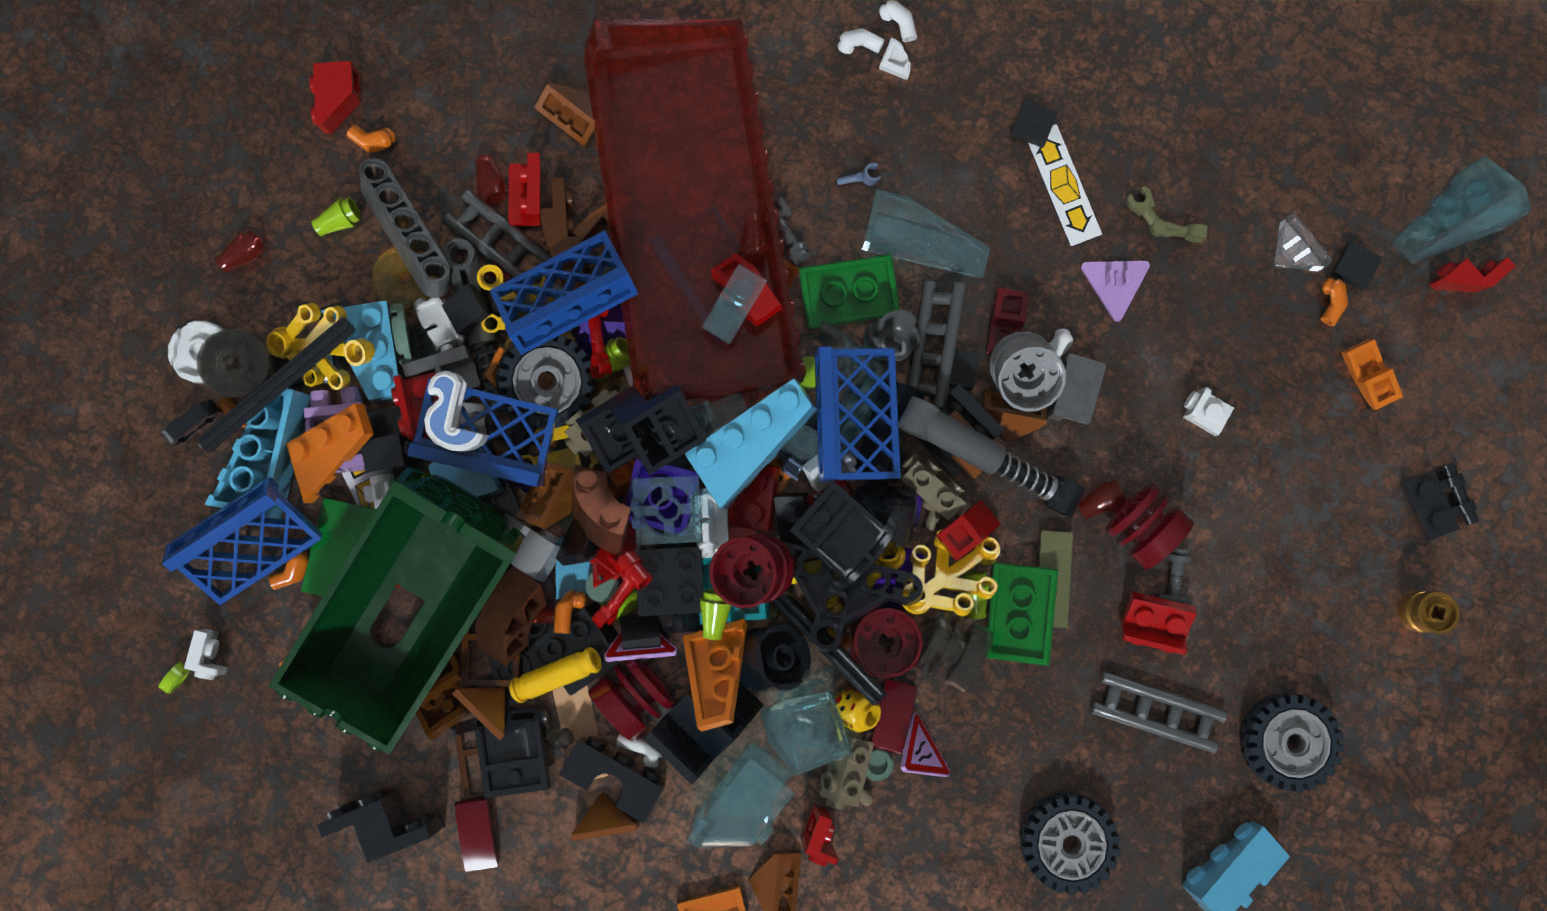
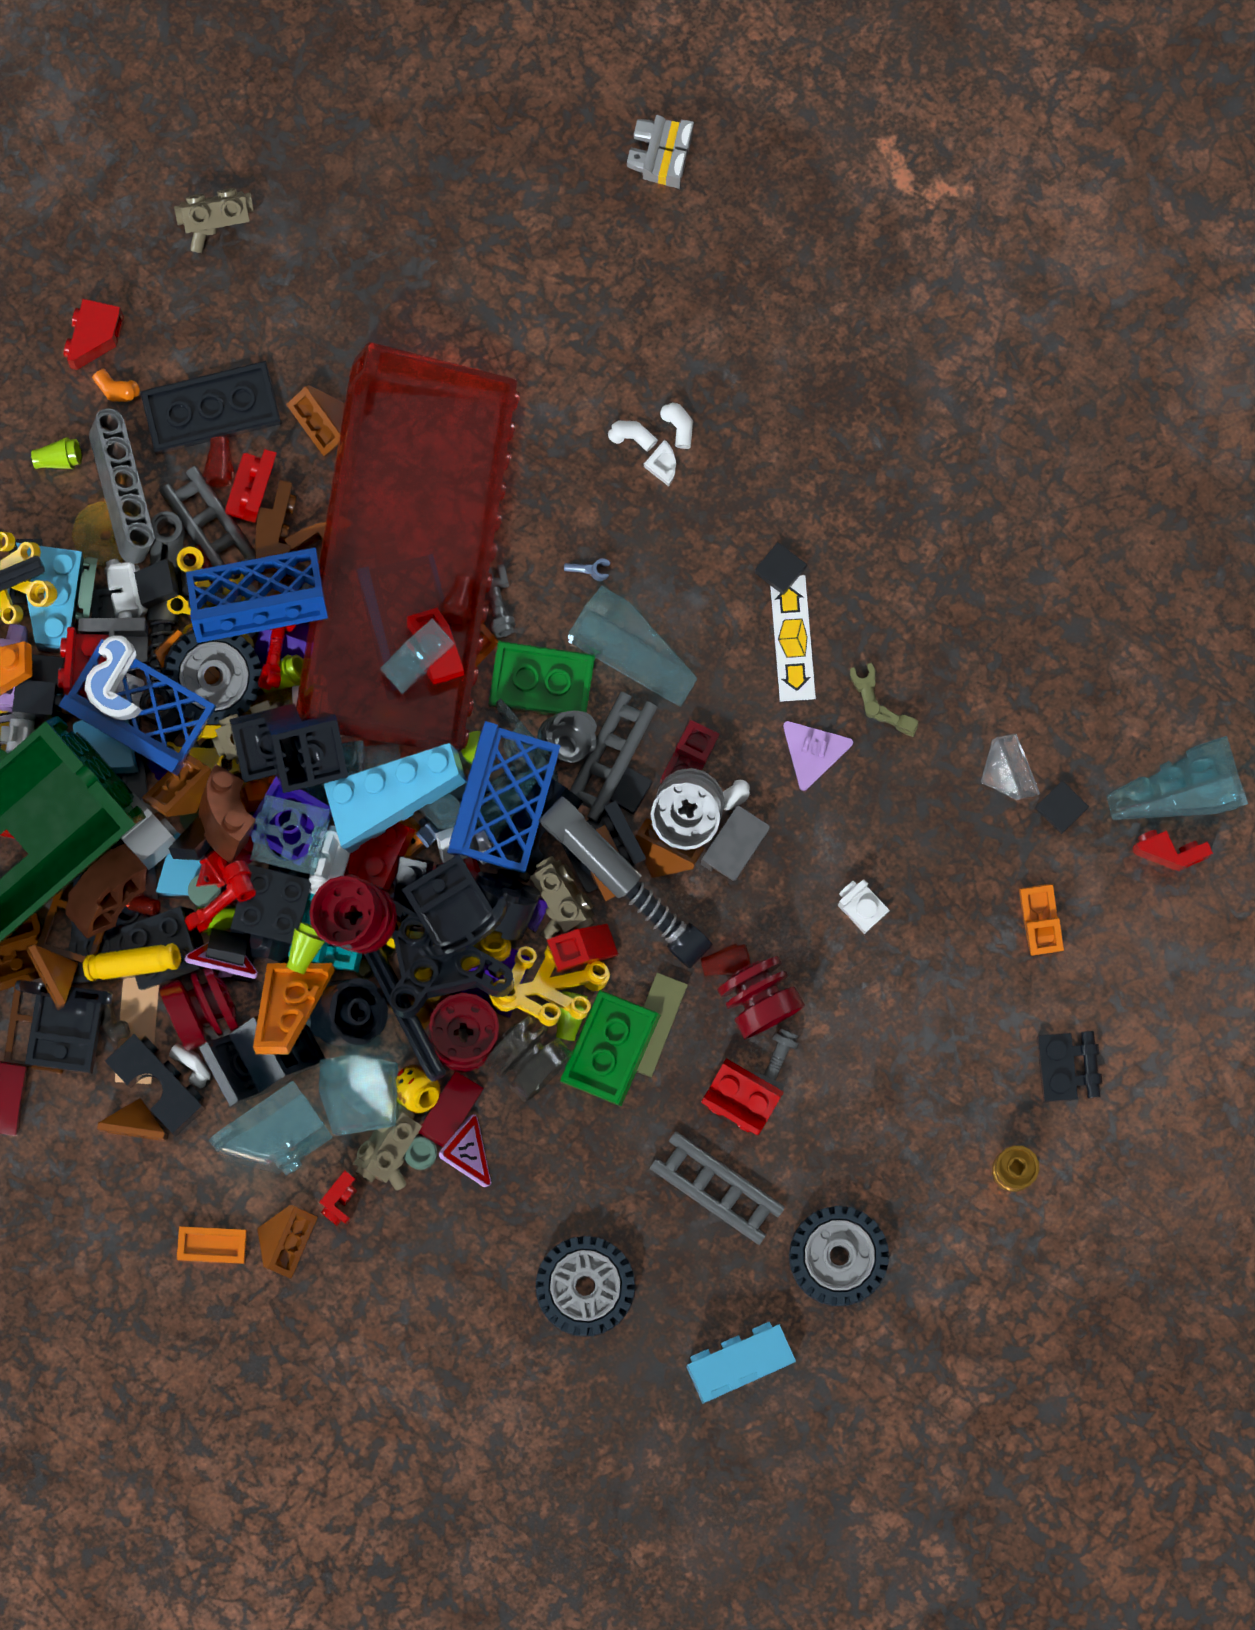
camera: 20 degrees right, 5 degrees down
(465, 130) = (210, 407): none -> black tile
(564, 609) = (161, 901): orange arm -> none
(1339, 300) = (1031, 834): orange arm -> none

